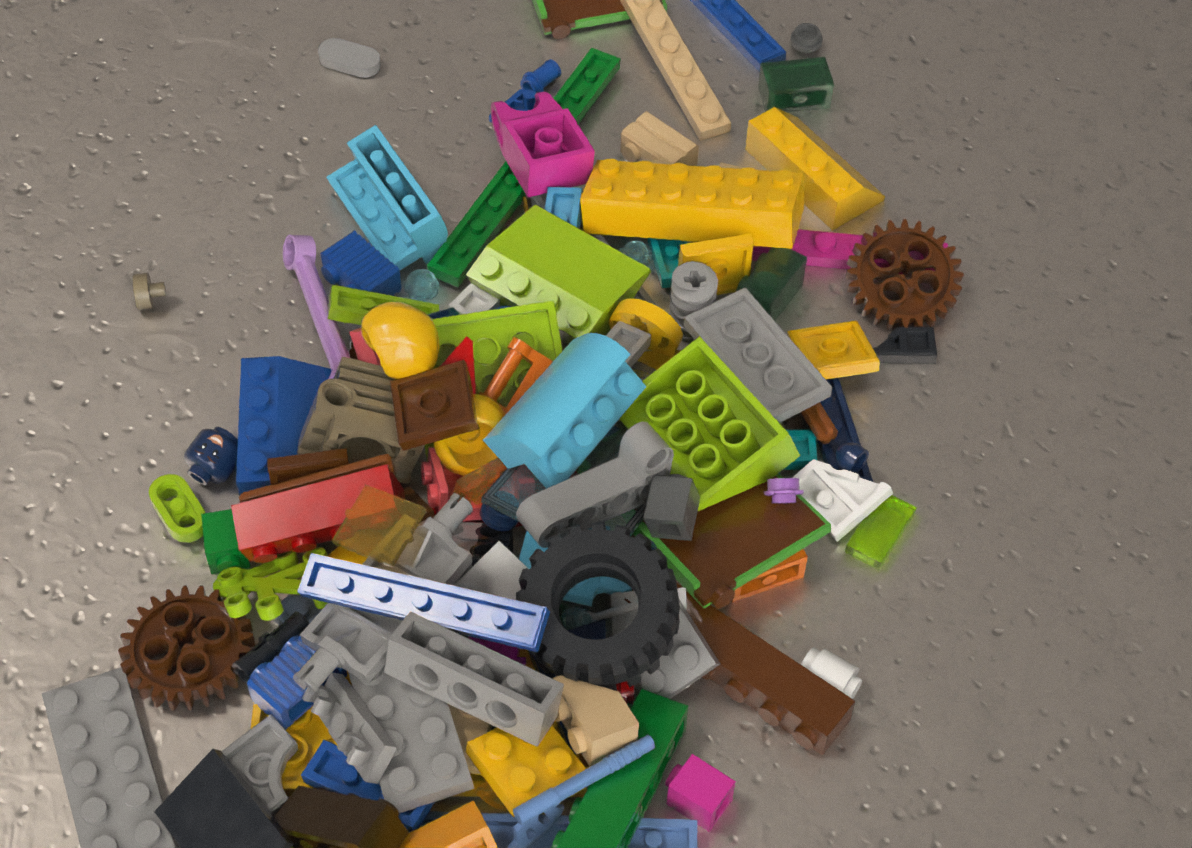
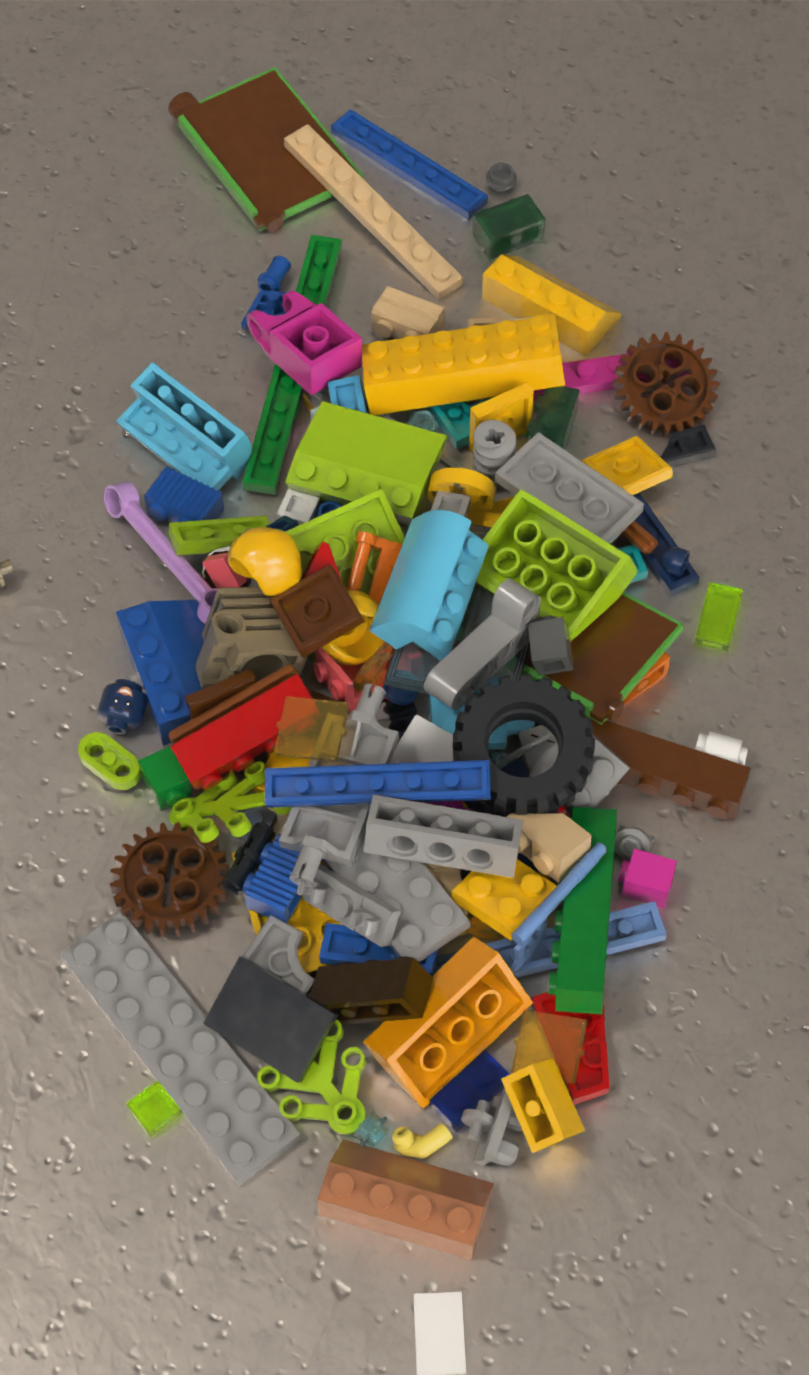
camera: 15 degrees left, 5 degrees up
(349, 57) = (87, 298): light grey tile -> none
(421, 285) = (243, 495): clear light blue plate -> none
(700, 744) = (630, 838): none -> light grey plate
(783, 490) = (635, 605): medium lavender plate -> none
(840, 495) = (676, 595): white wing -> none

